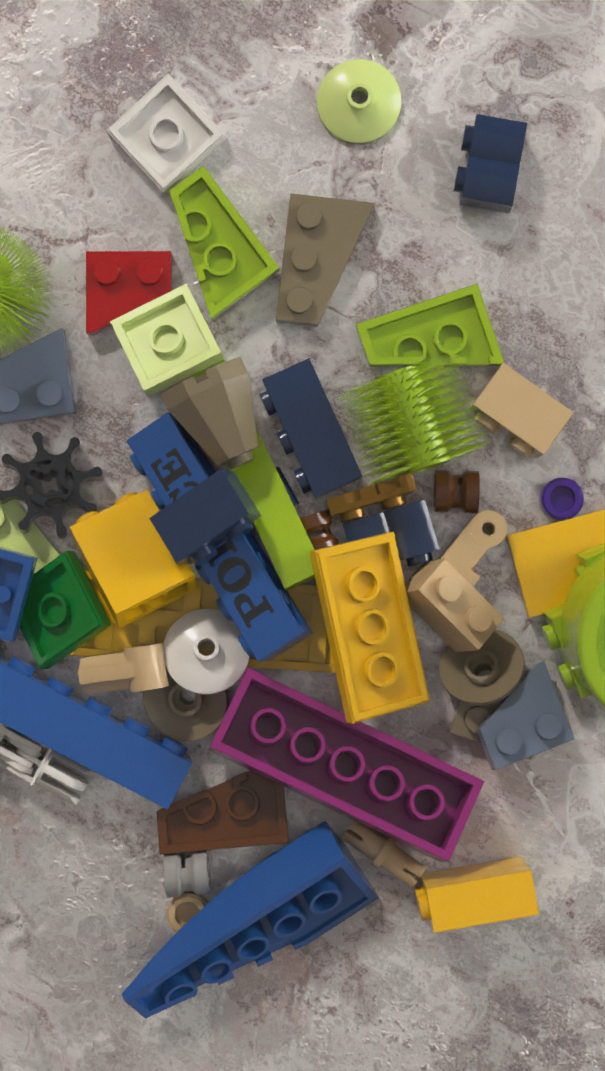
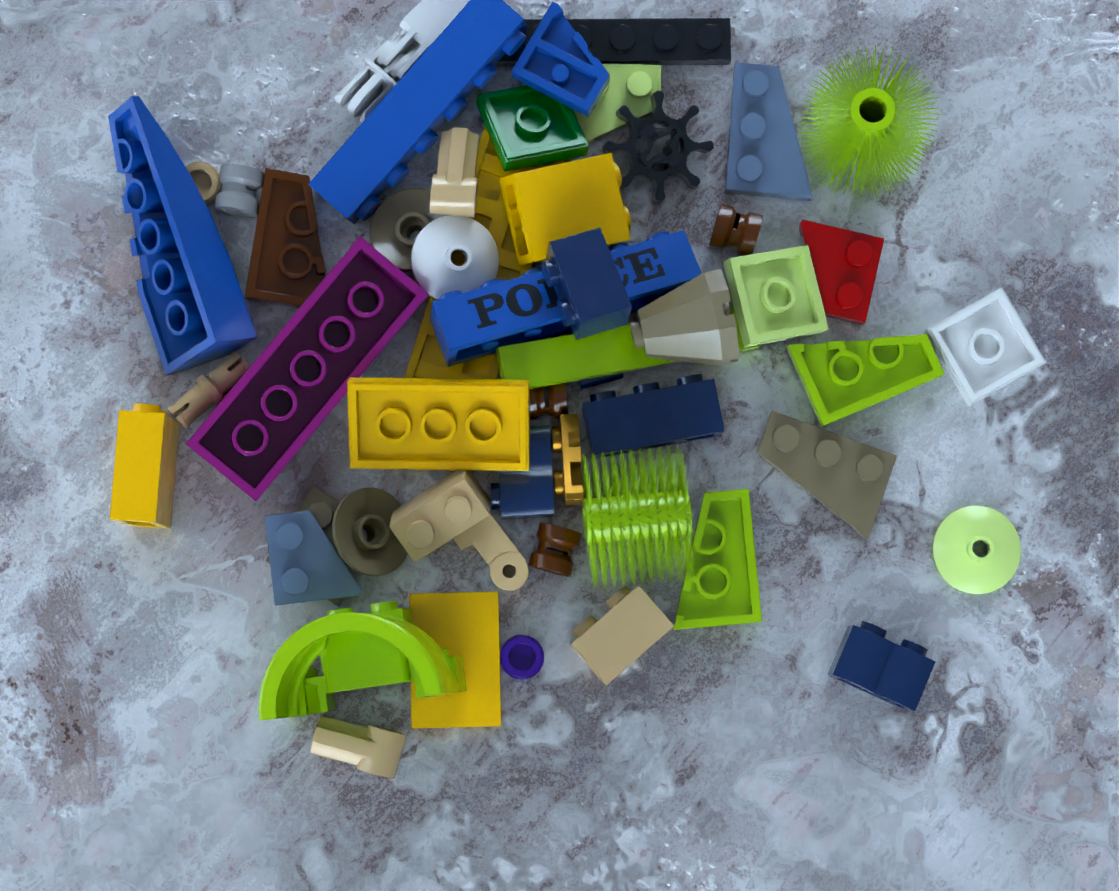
camera: 95 degrees right, 5 degrees down
(112, 392) = (736, 230): none -> reddish brown wheel

